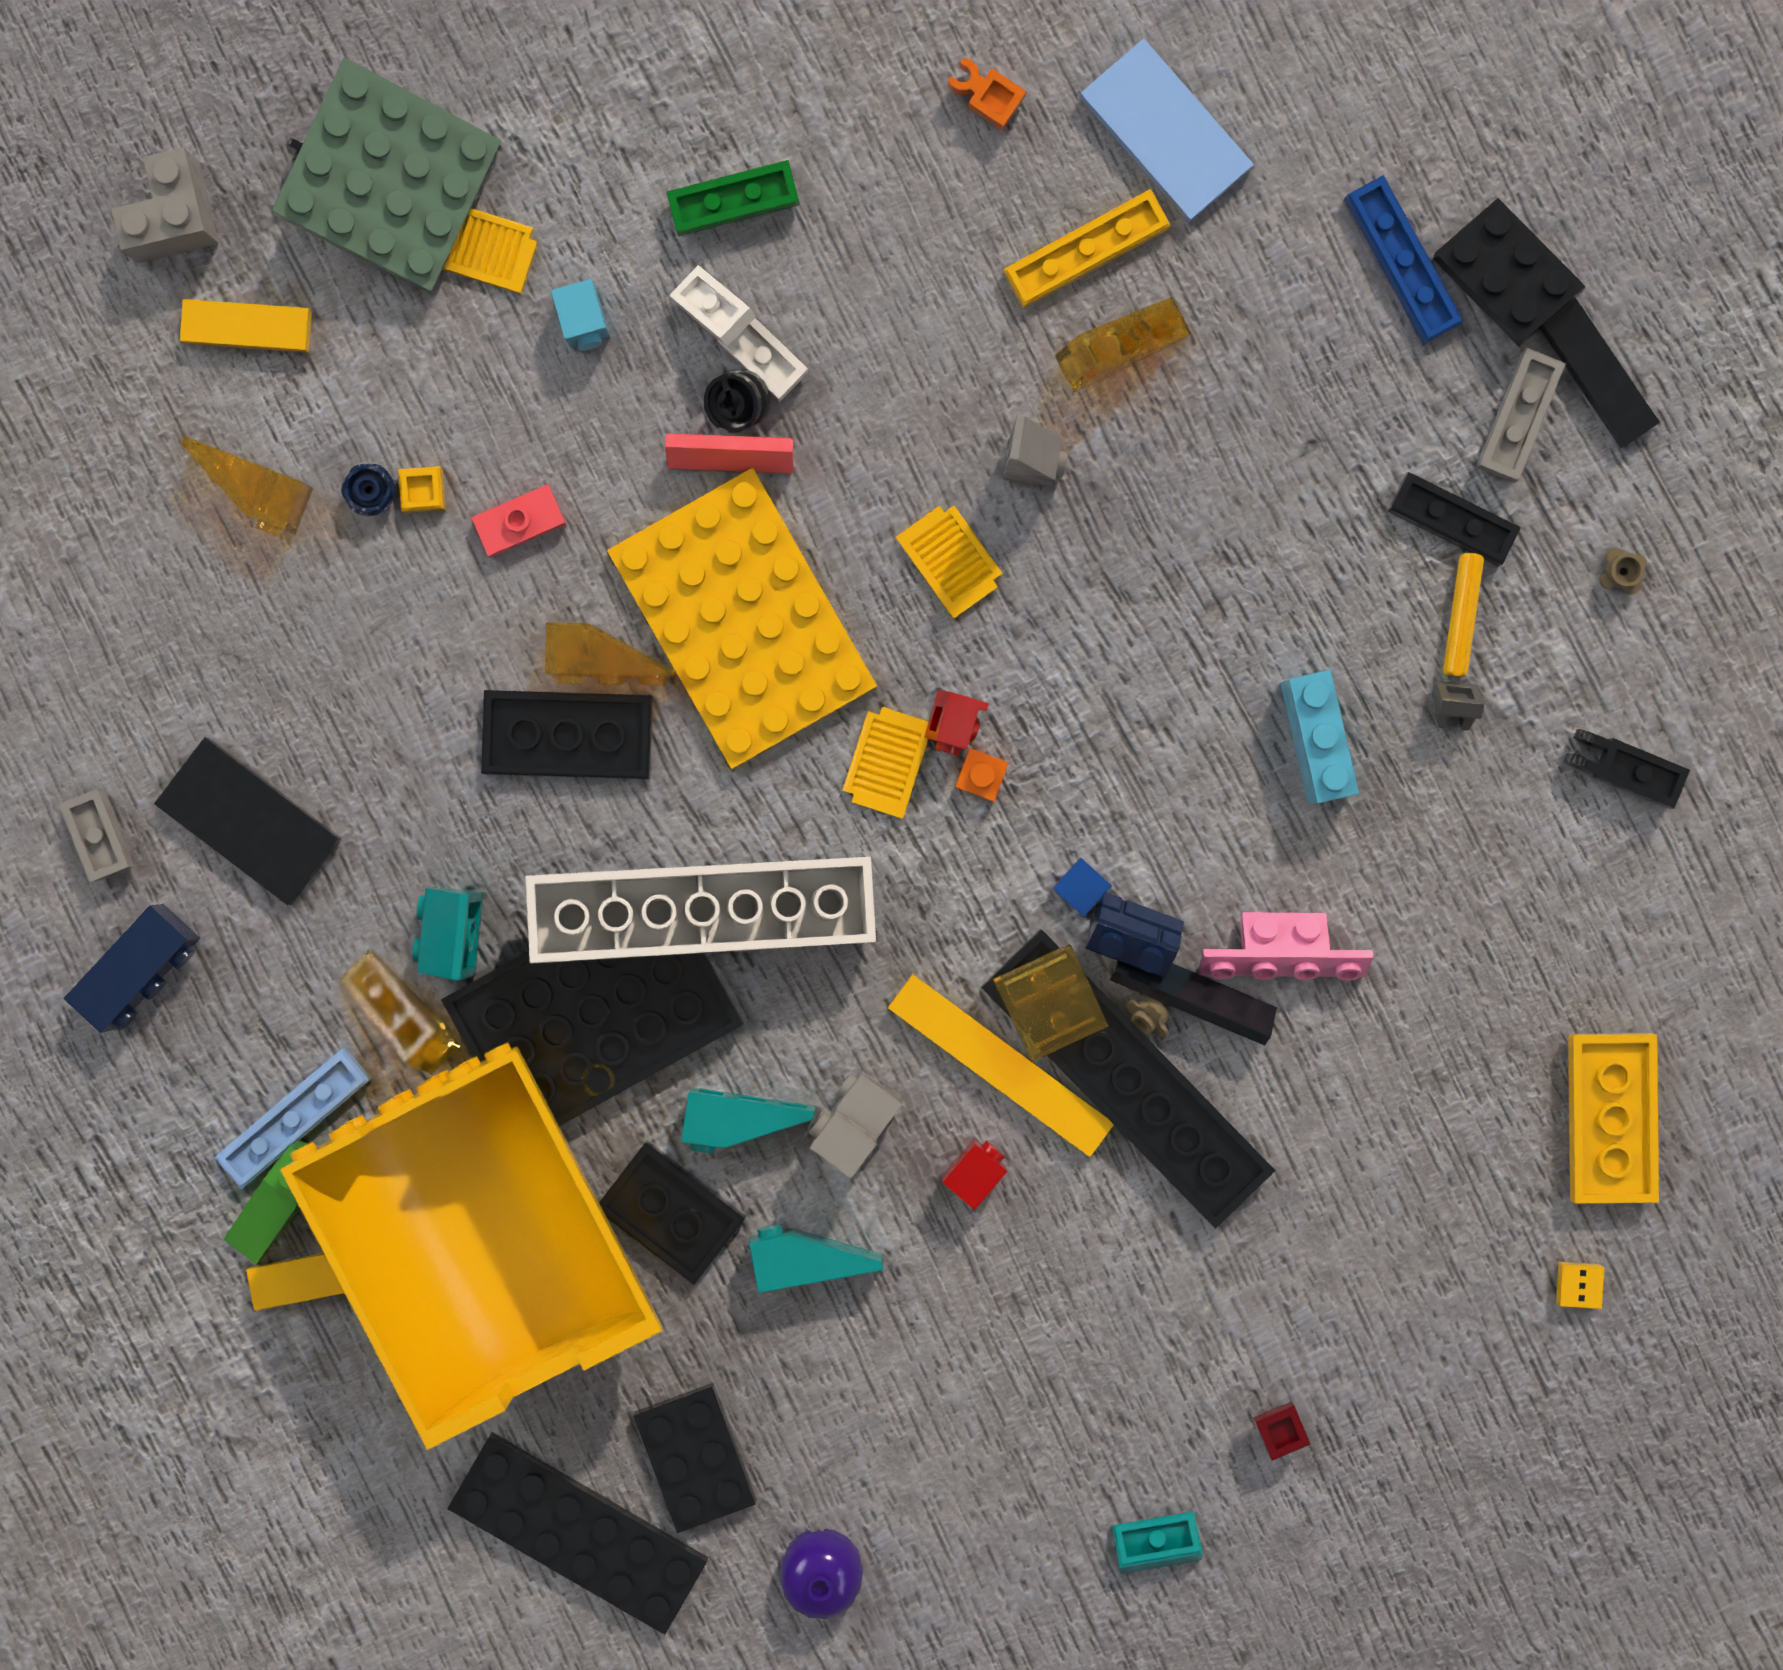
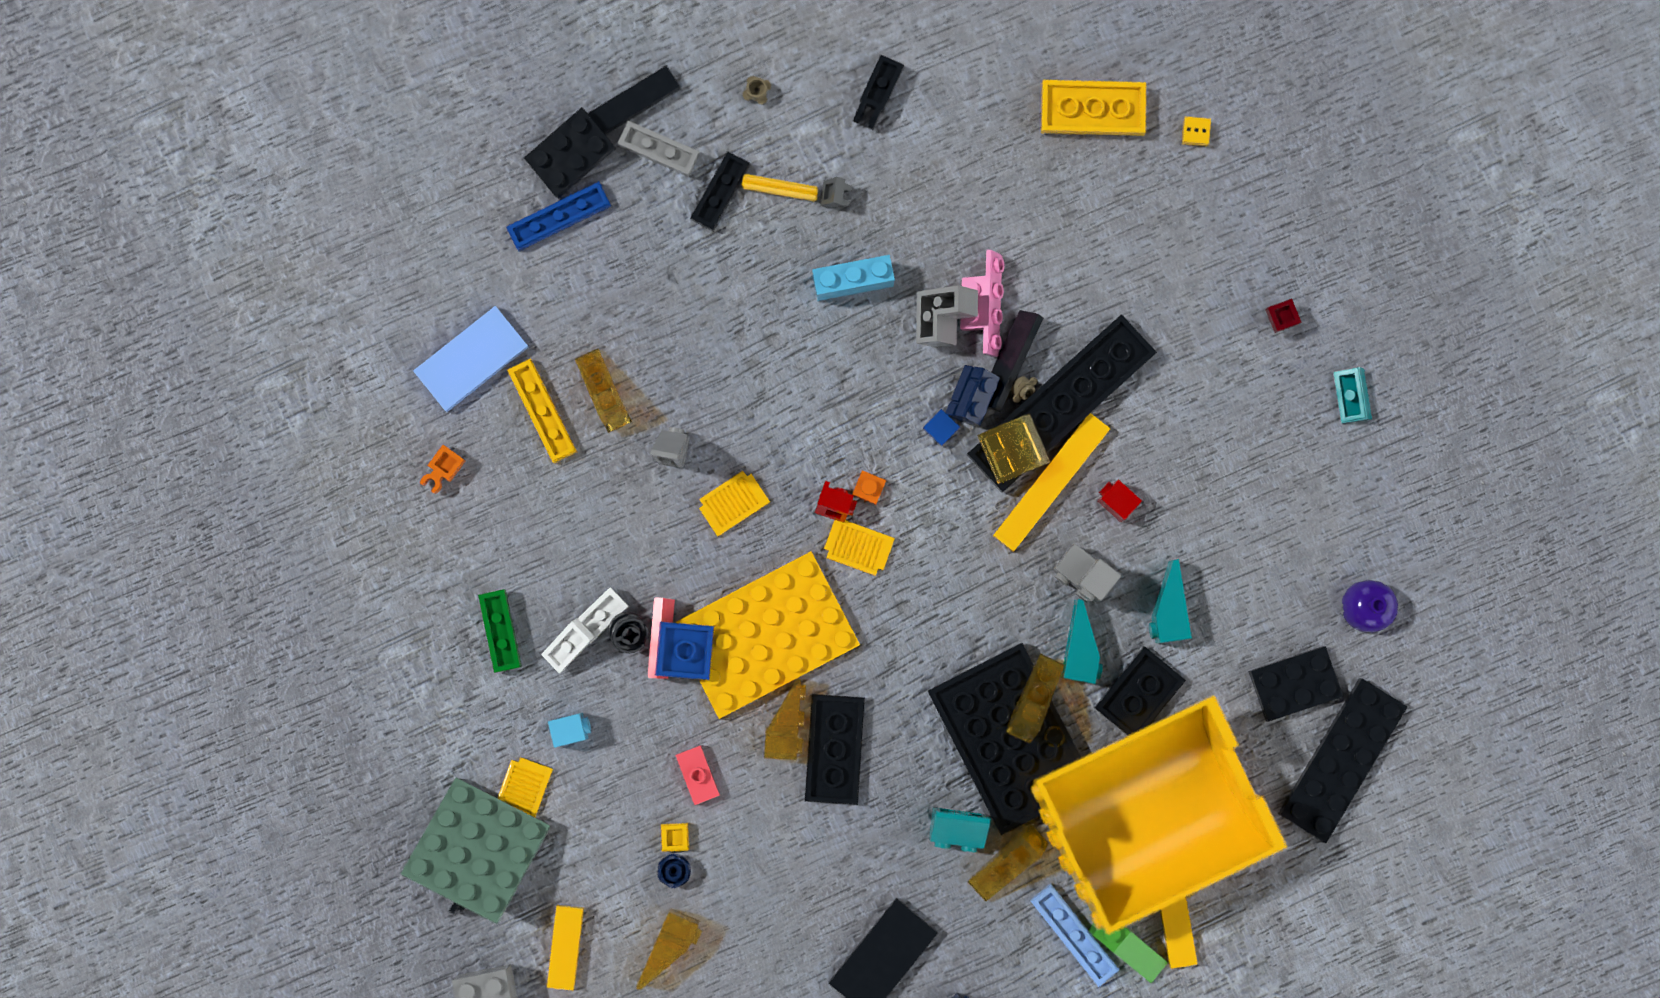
camera: 85 degrees left, 5 degrees down
(653, 1047) = (1035, 699): none -> clear yellow slope
(699, 909) = (949, 666): white brick -> none
(710, 489) = (684, 650): none -> blue tile
(1266, 877) = (939, 313): none -> light grey brick

